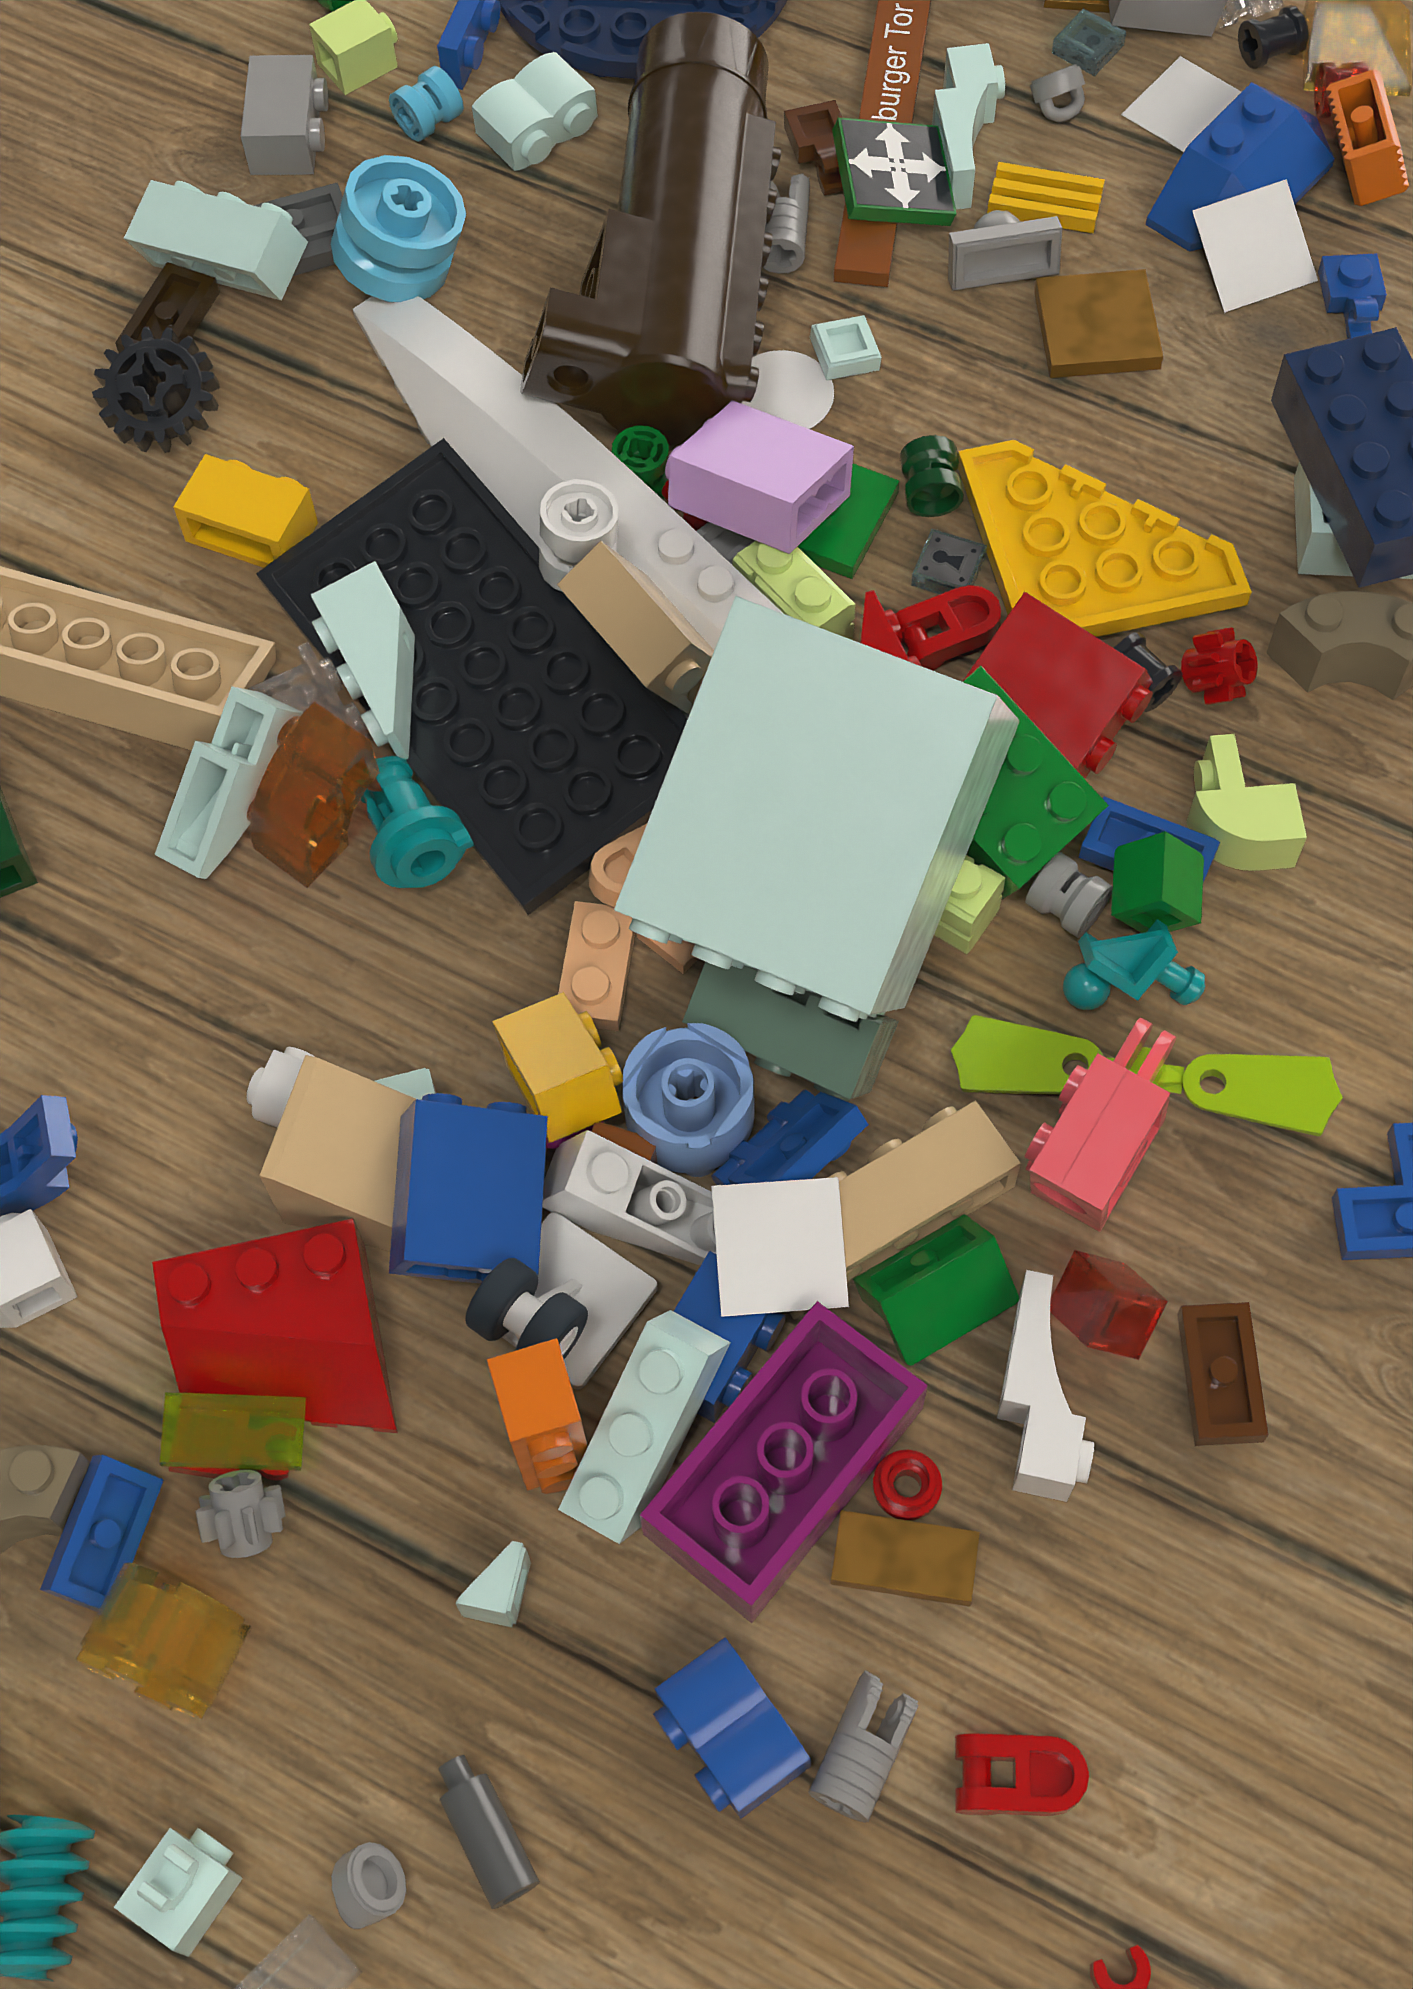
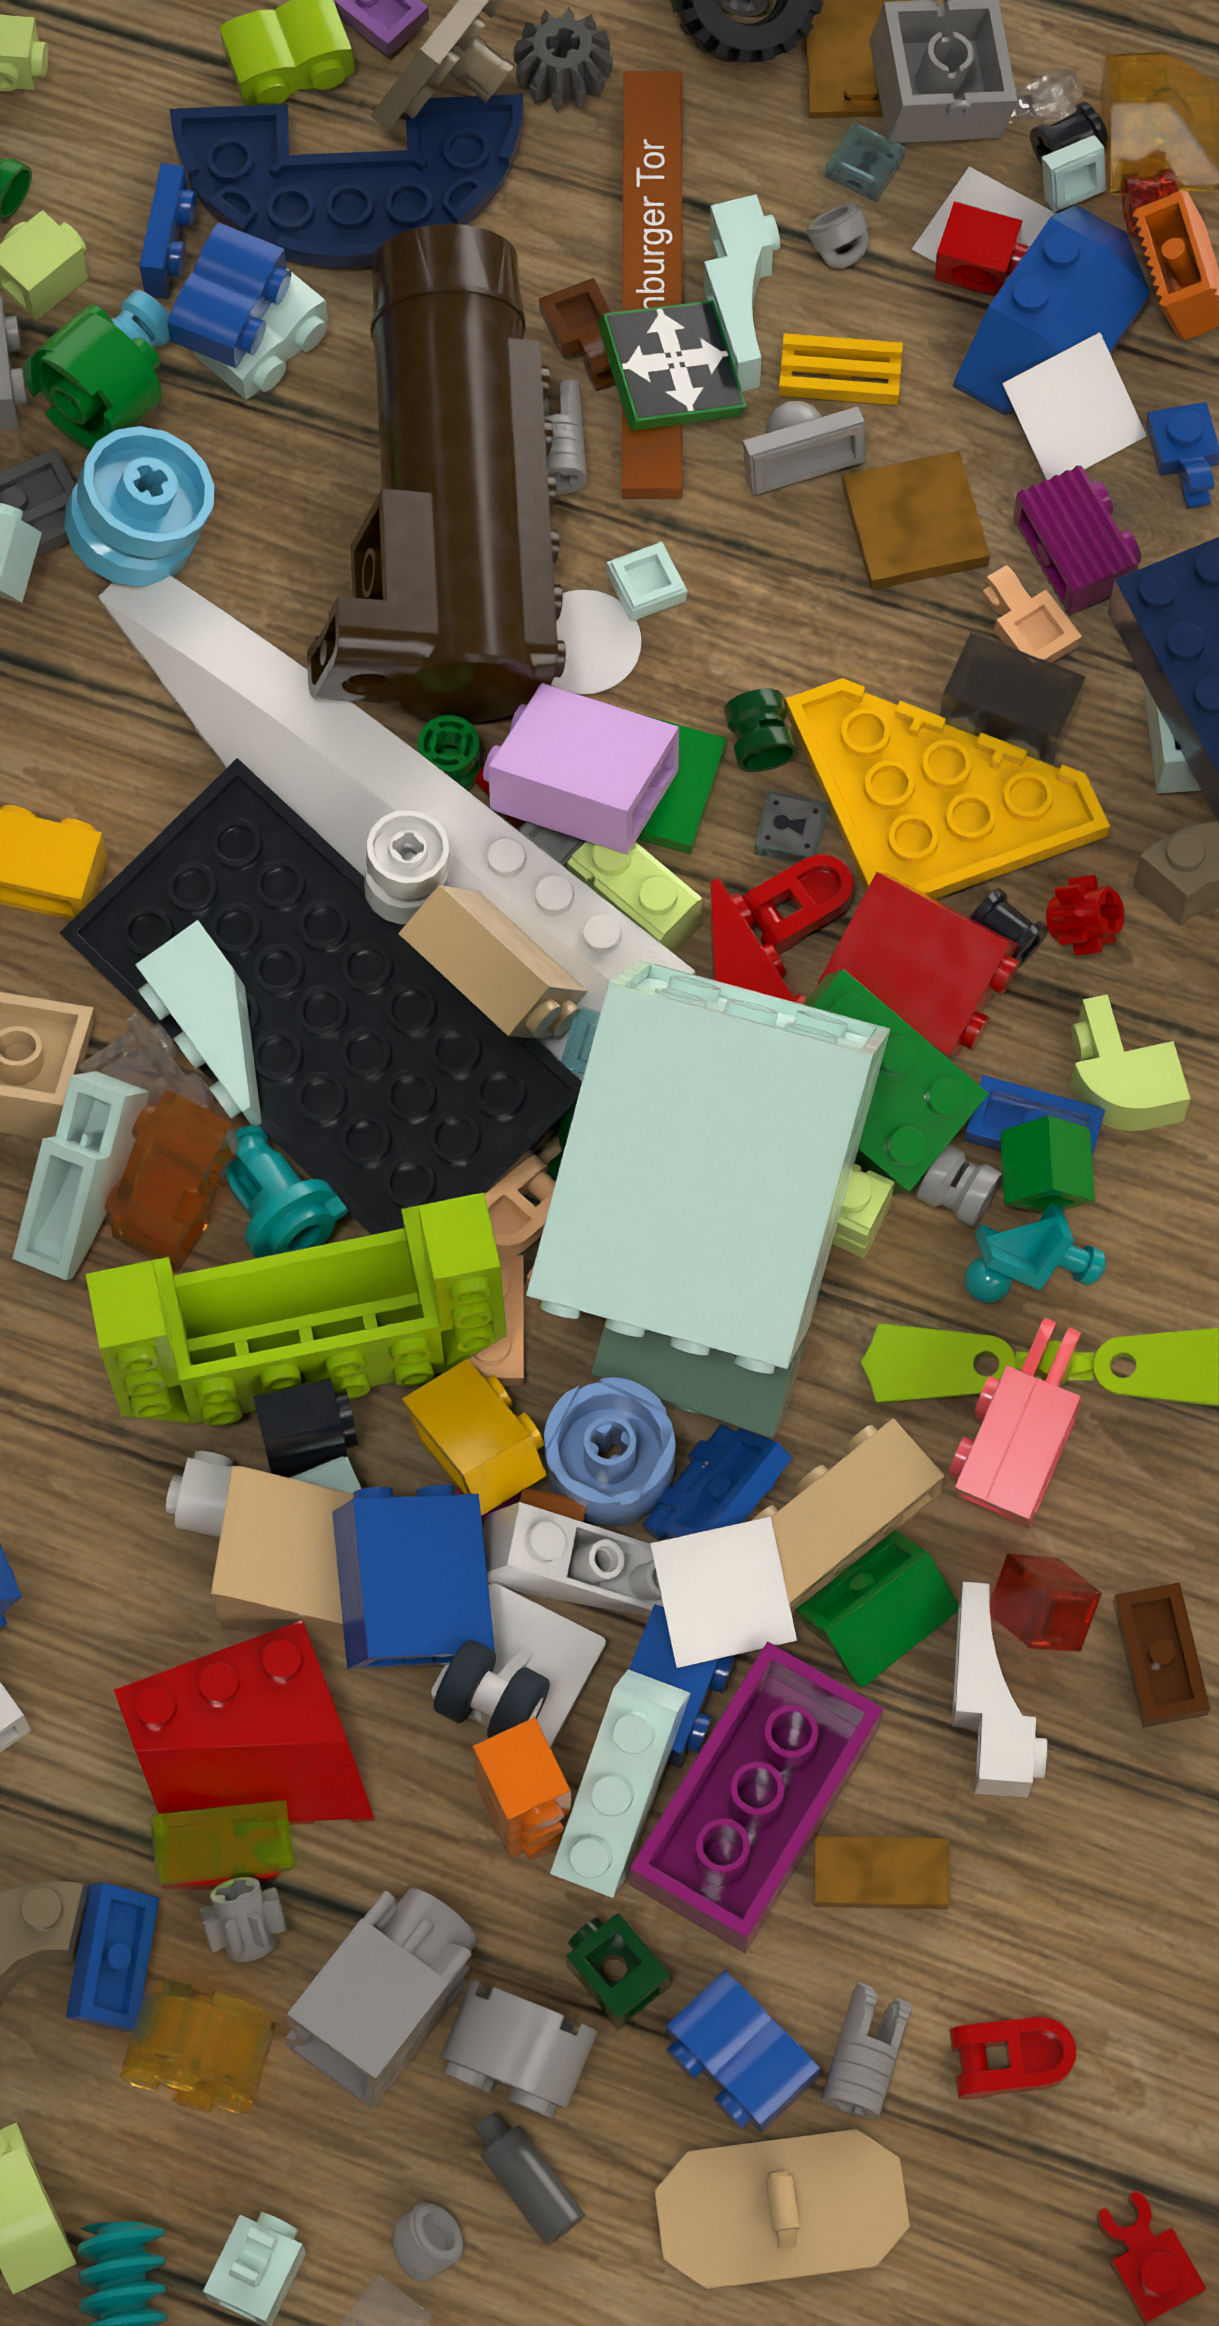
camera: 10 degrees left, 5 degrees up
(363, 1610) = (382, 1993): none -> light grey piece
(379, 117) = (94, 377): none -> green brick
(391, 1031) = (305, 1426): none -> black brick
(394, 937) = (339, 1310): none -> lime wedge
(494, 1689) = (517, 2046): none -> light grey brick
(499, 1589) = (502, 1957): light aqua slope -> none
(507, 67) = (228, 296): none -> blue brick
(609, 1589) = (616, 1941): none -> dark green brick
(751, 1907) = (781, 2209): none -> tan shield
(911, 1464) = (880, 1783): red plate -> none
(1171, 471) = (1012, 697): none -> clear smoke piece
(1179, 109) = (978, 249): none -> red brick
(1192, 418) = (1029, 623): none -> light nougat plate
(1240, 346) = (1075, 537): none -> magenta brick
(1276, 60) = (1074, 173): none -> light aqua tile

